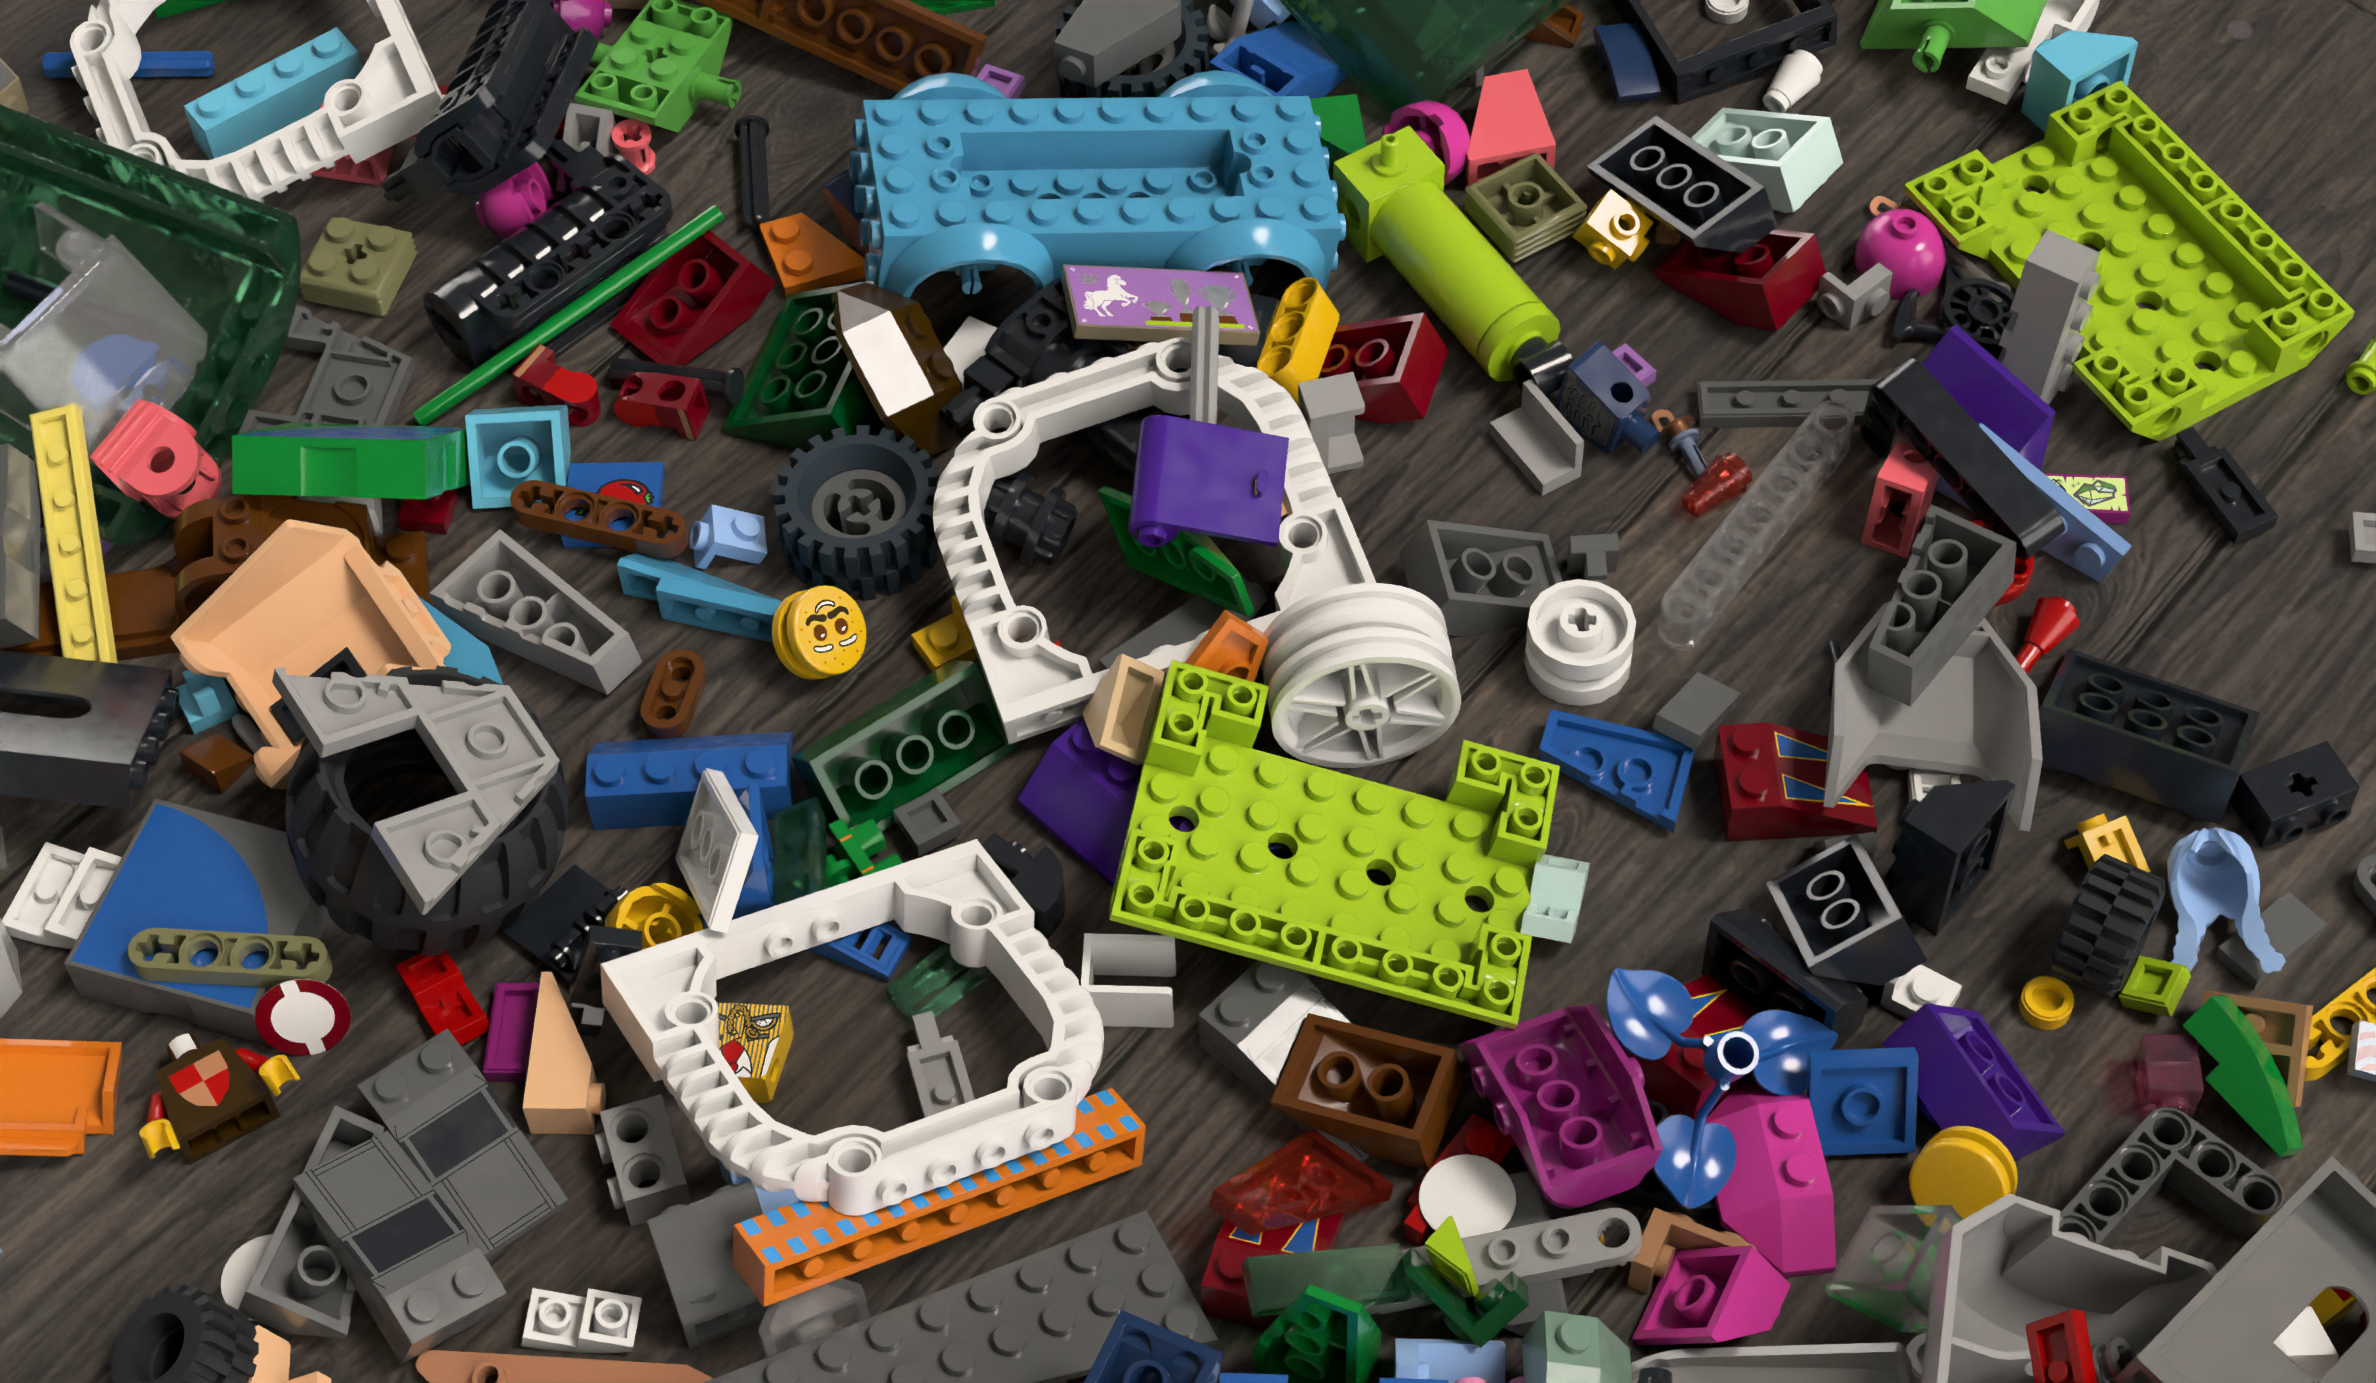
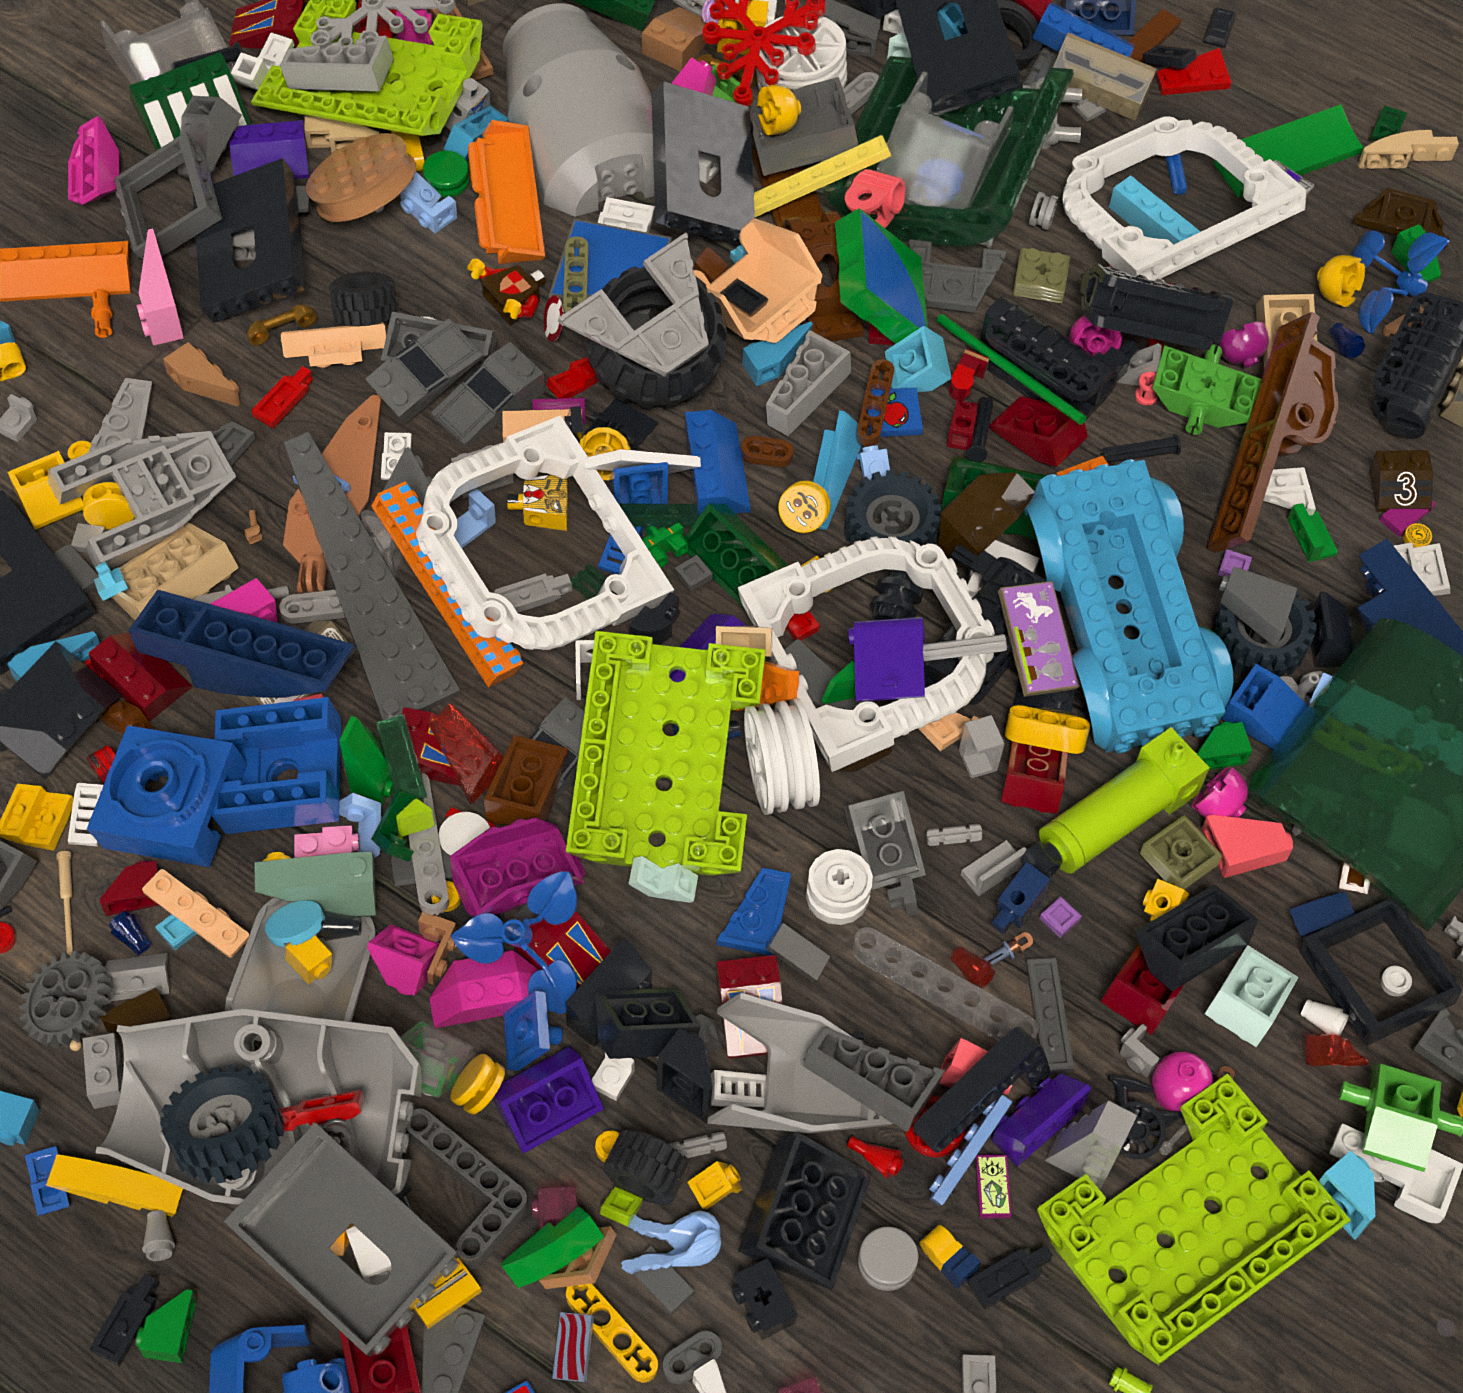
camera: 80 degrees right, 5 degrees up
(1474, 488) = (954, 834): none -> light grey axle
(1843, 83) = (1331, 1050): none -> clear red slope
(2040, 878) = (701, 1145): none -> light grey axle
(2203, 553) = (949, 1256): none -> leg
(2211, 633) = (888, 1258): none -> light grey head

